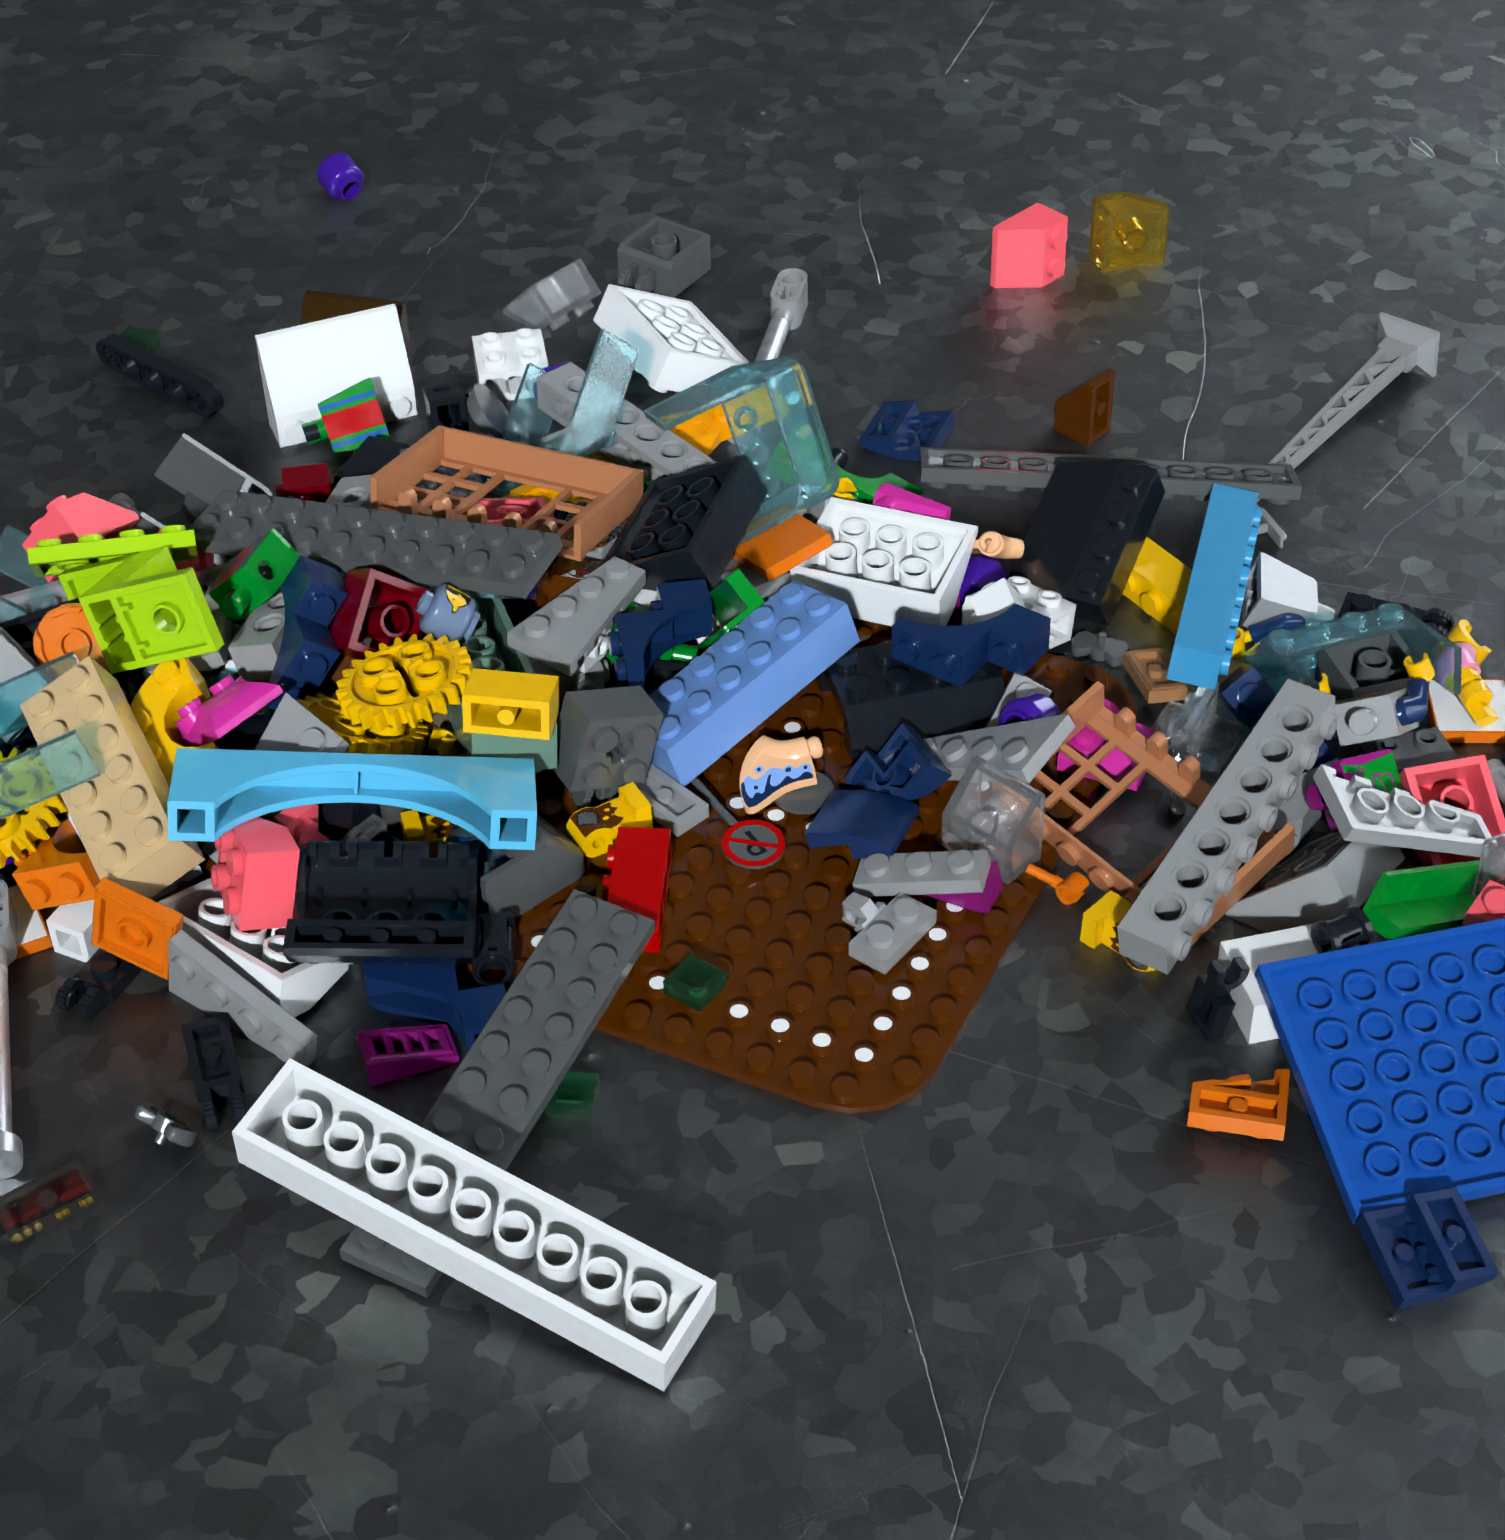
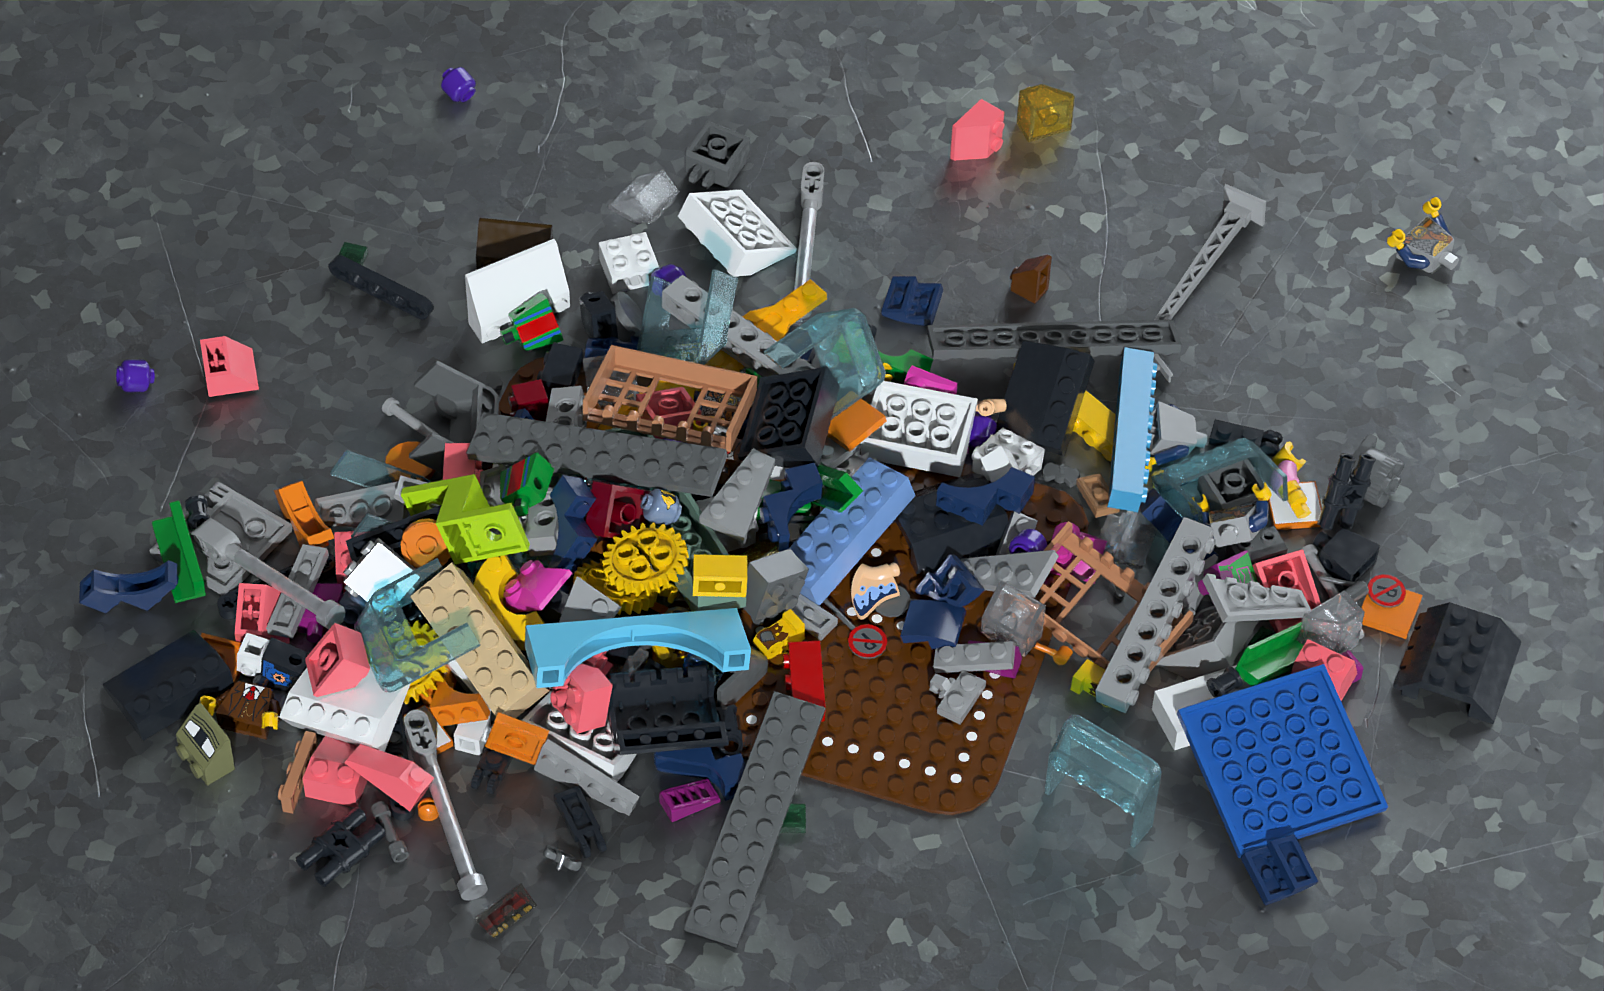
camera: 10 degrees left, 10 degrees up
(53, 558) = (442, 470): lime plate -> none
(78, 517) = (392, 454): coral slope -> none
(477, 1223) = (761, 905): white brick -> none
(695, 982) = (850, 740): clear green tile -> none
(1126, 1040) = (1108, 768): none -> clear light blue windscreen
(1210, 998) = (1151, 725): black plate -> none
(1241, 1105) = (1179, 791): orange wing -> none

